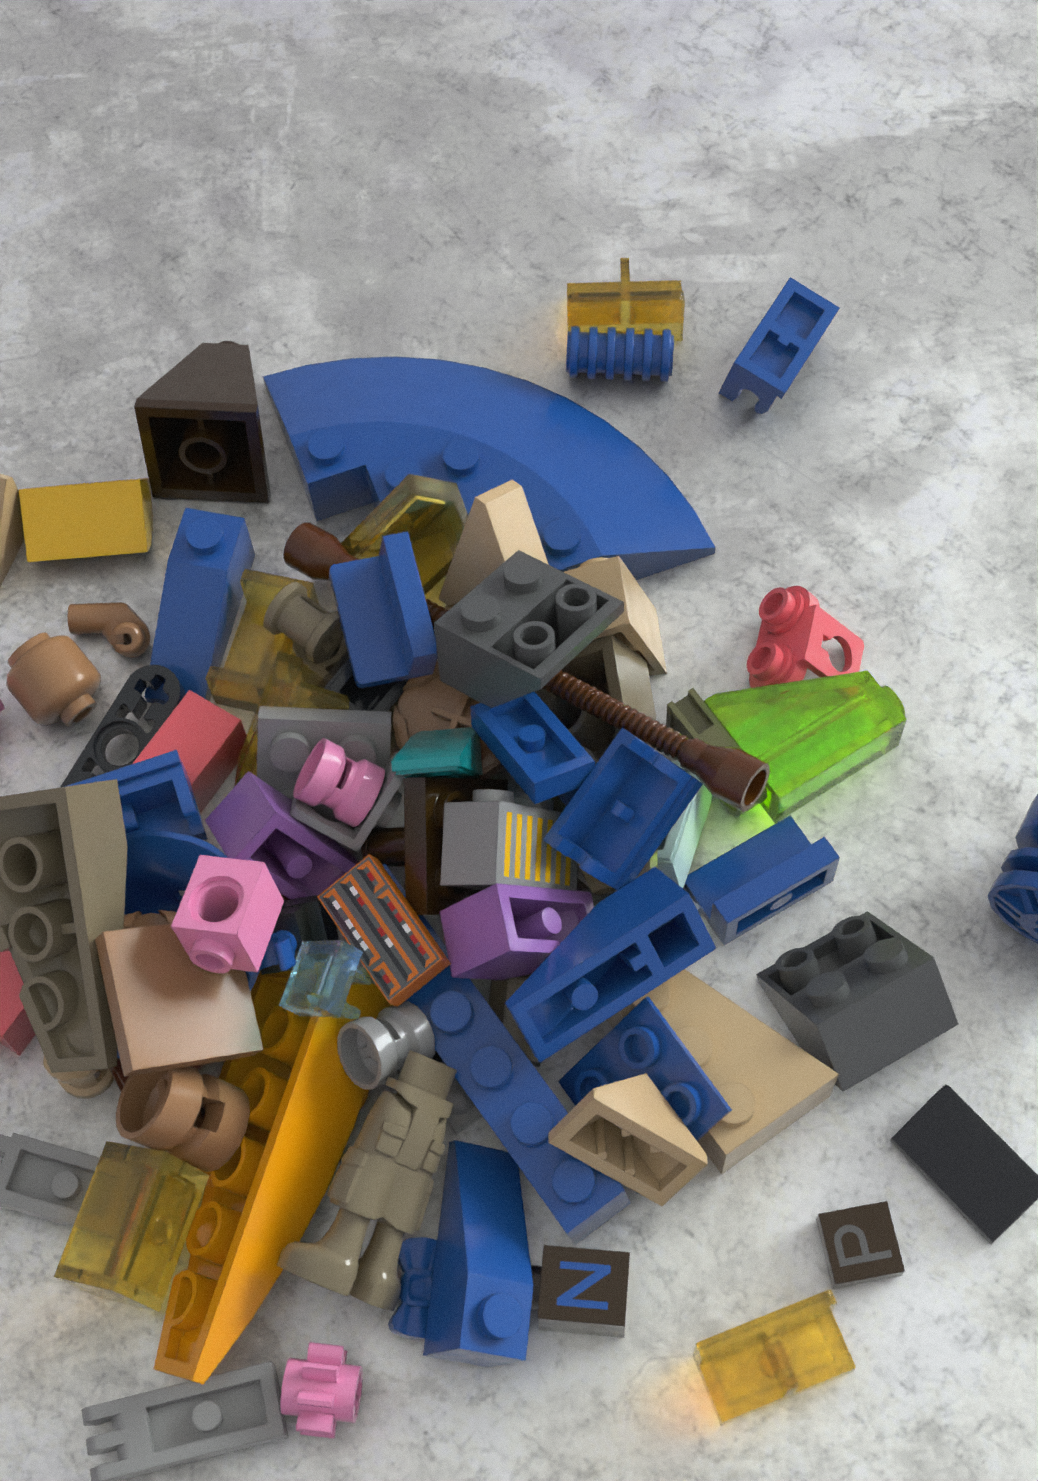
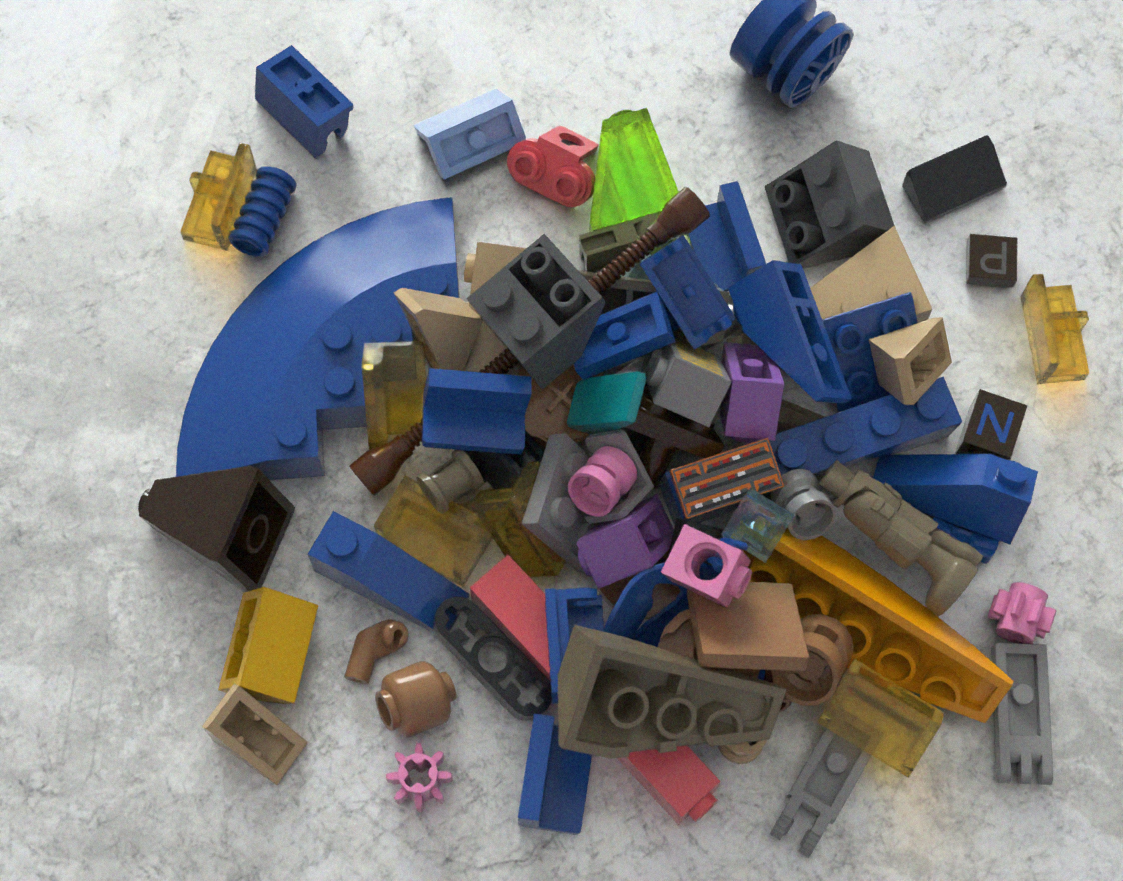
camera: 80 degrees left, 5 degrees up
(807, 539) = (471, 132): none -> light blue panel

